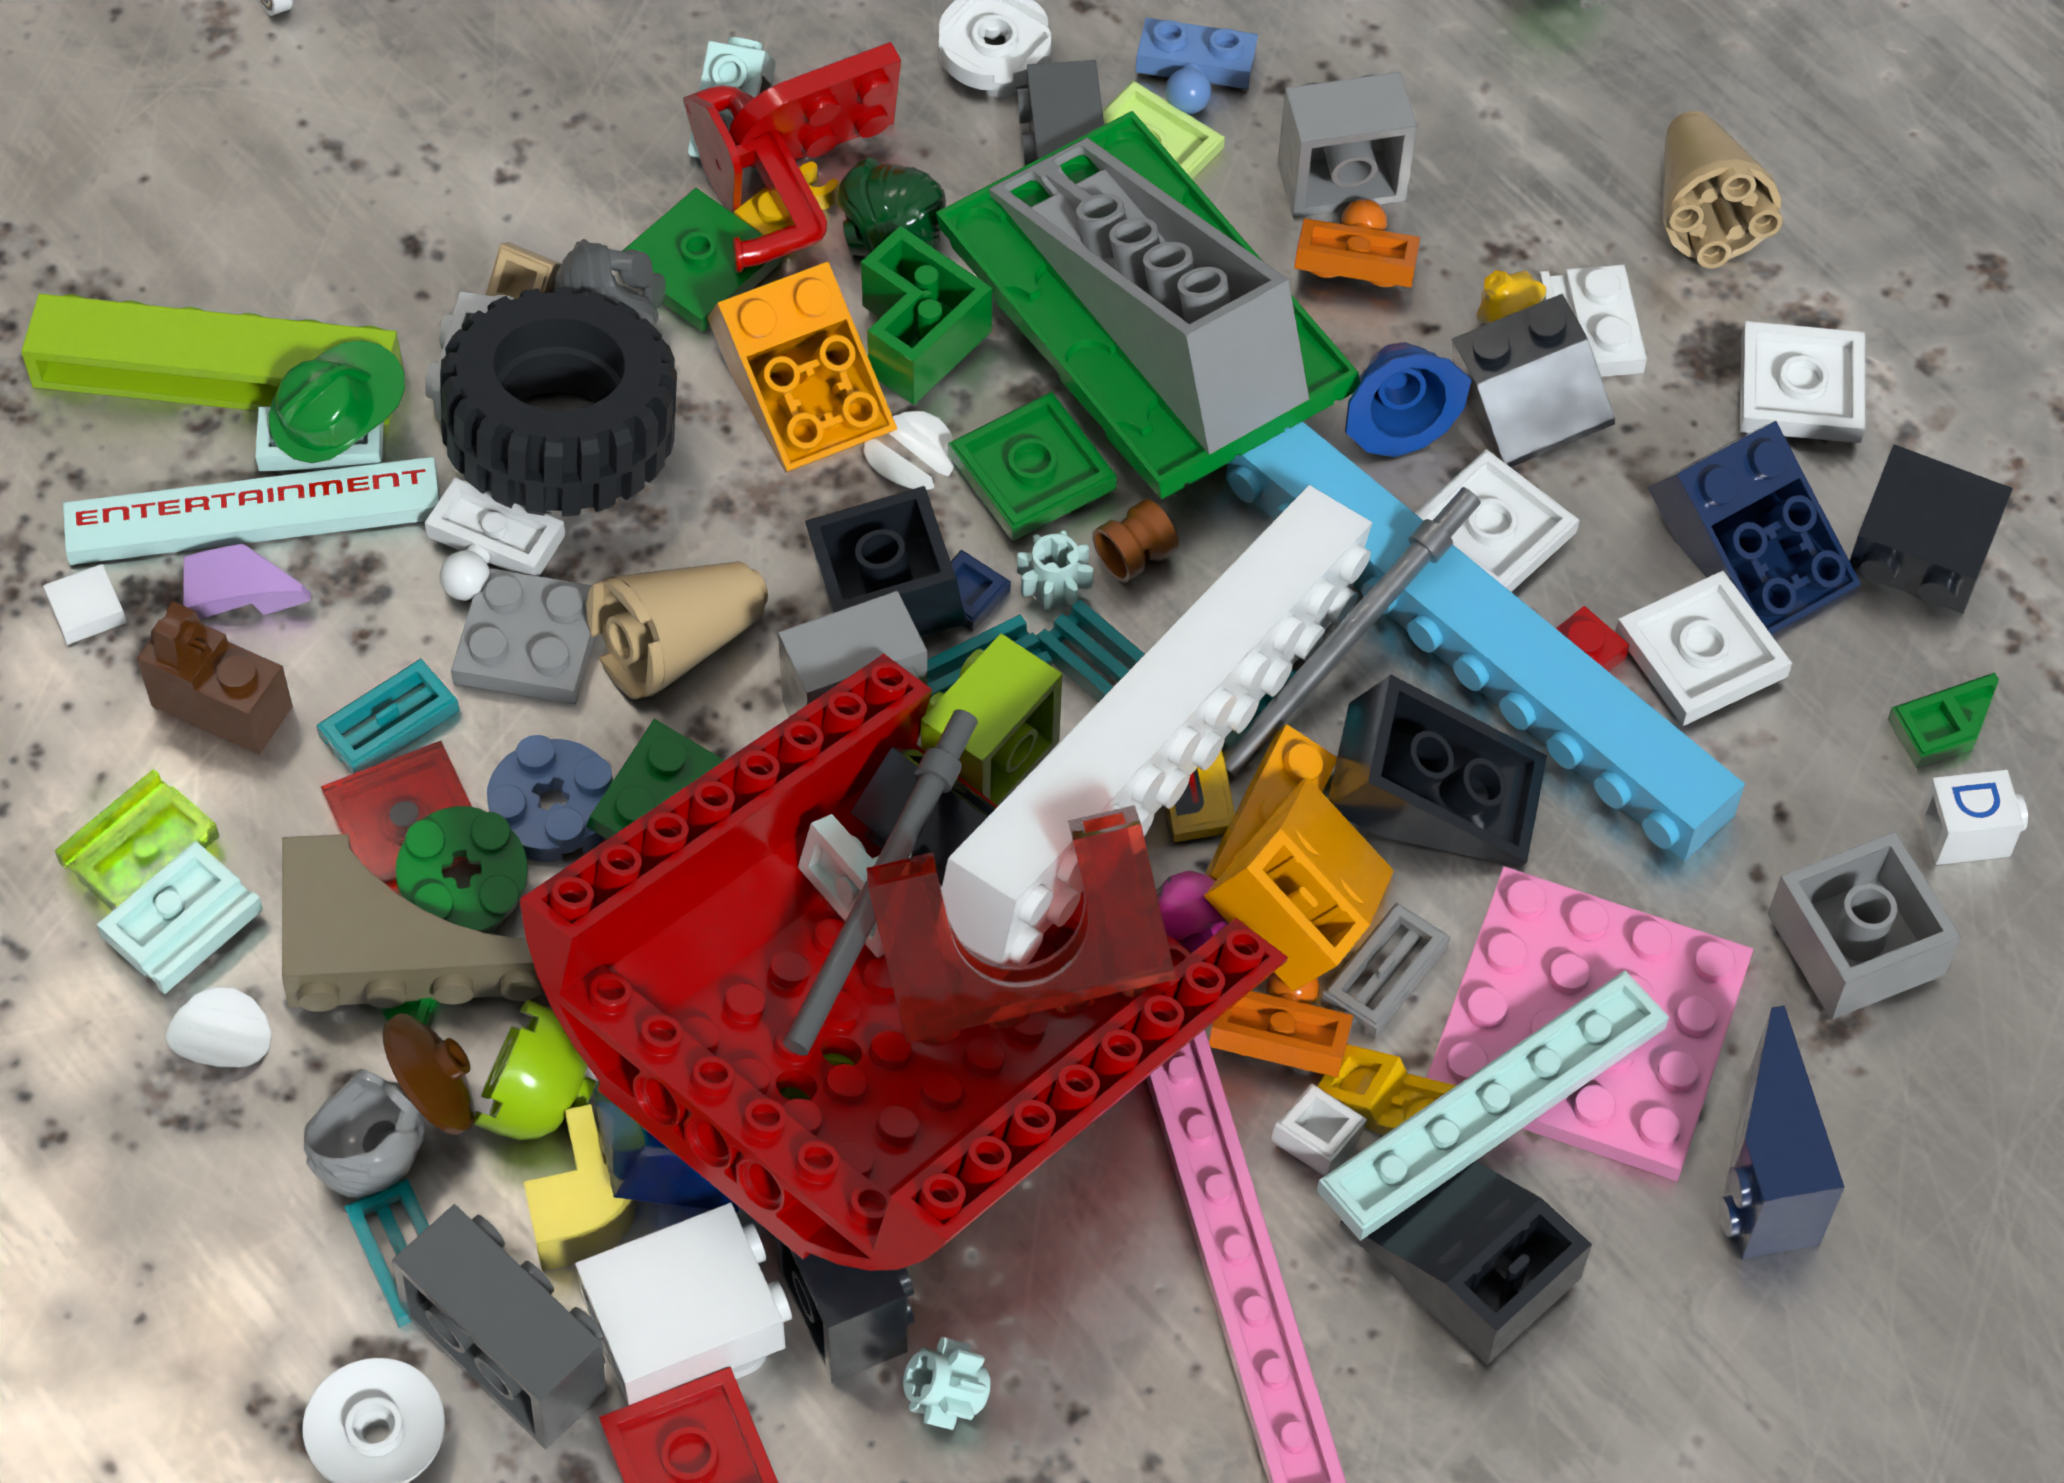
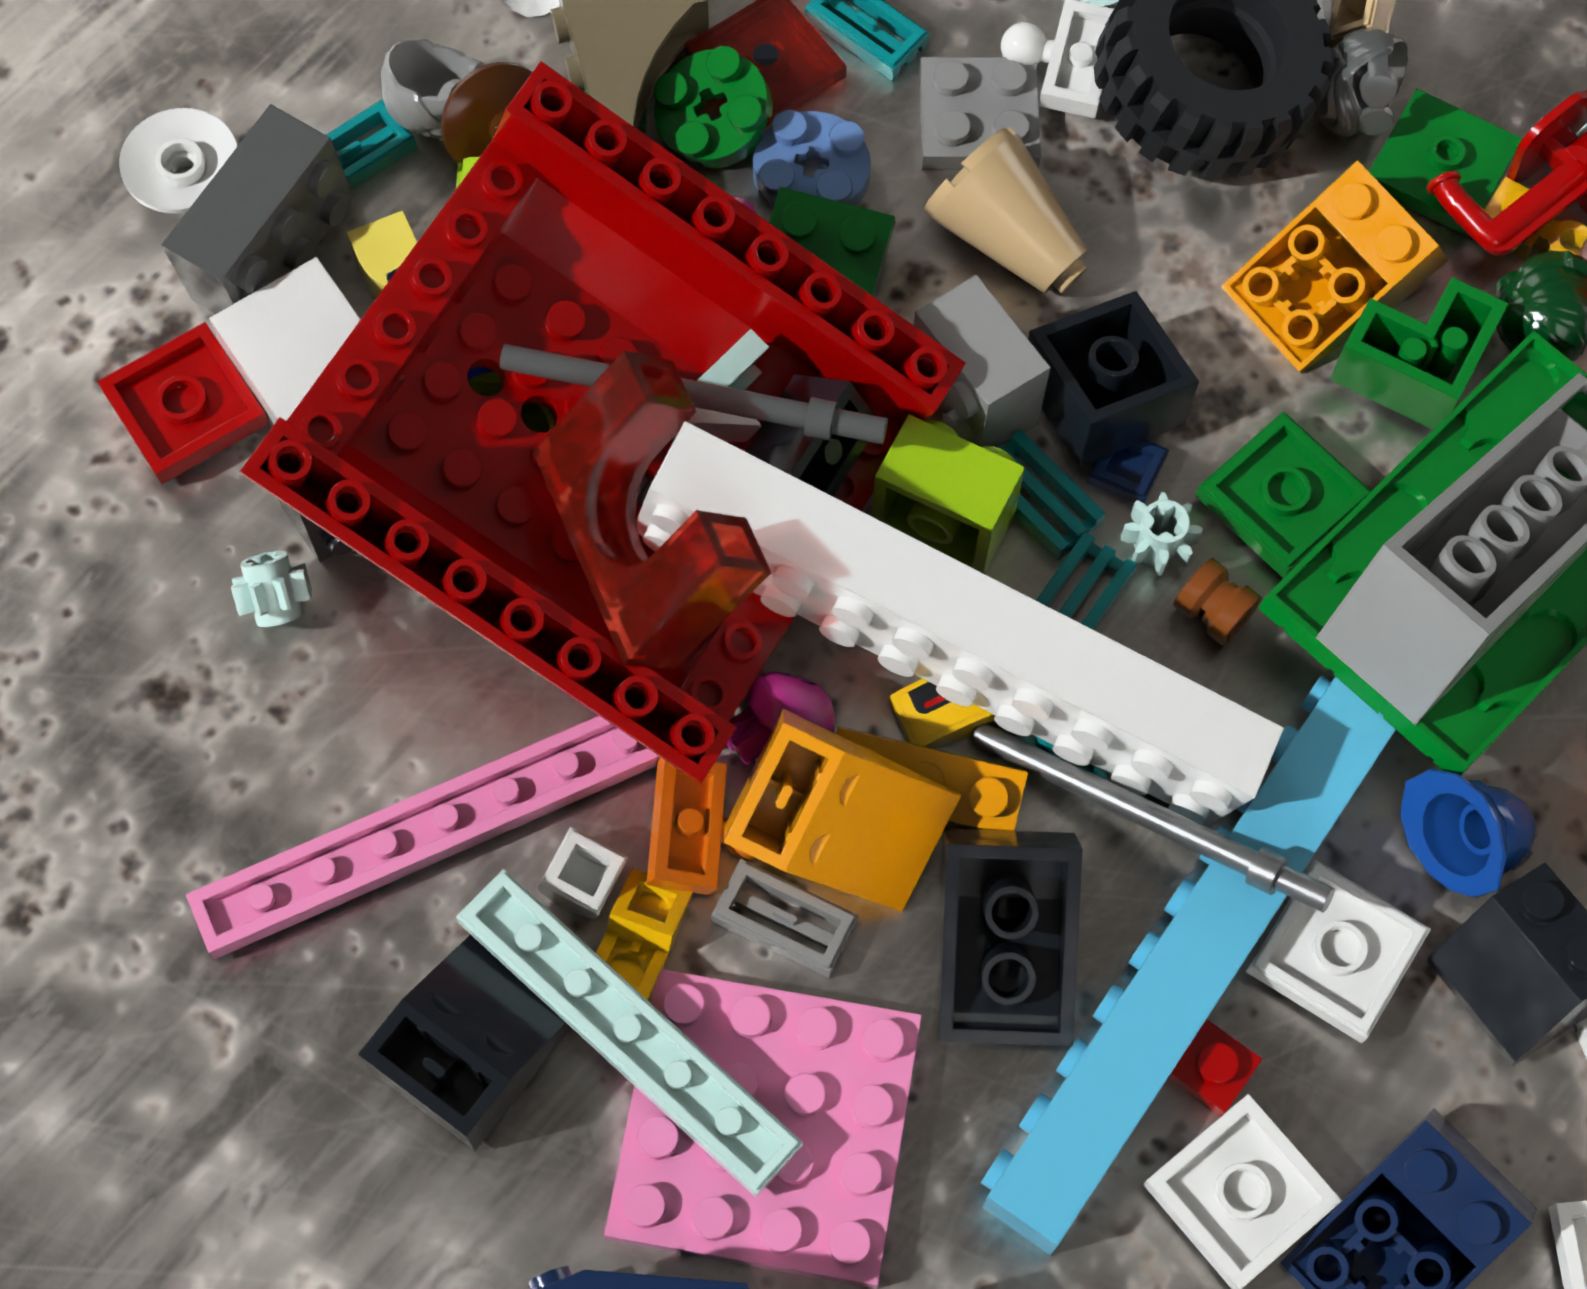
camera: 80 degrees right, 10 degrees up
(923, 436) = (1255, 378): white sticker -> none

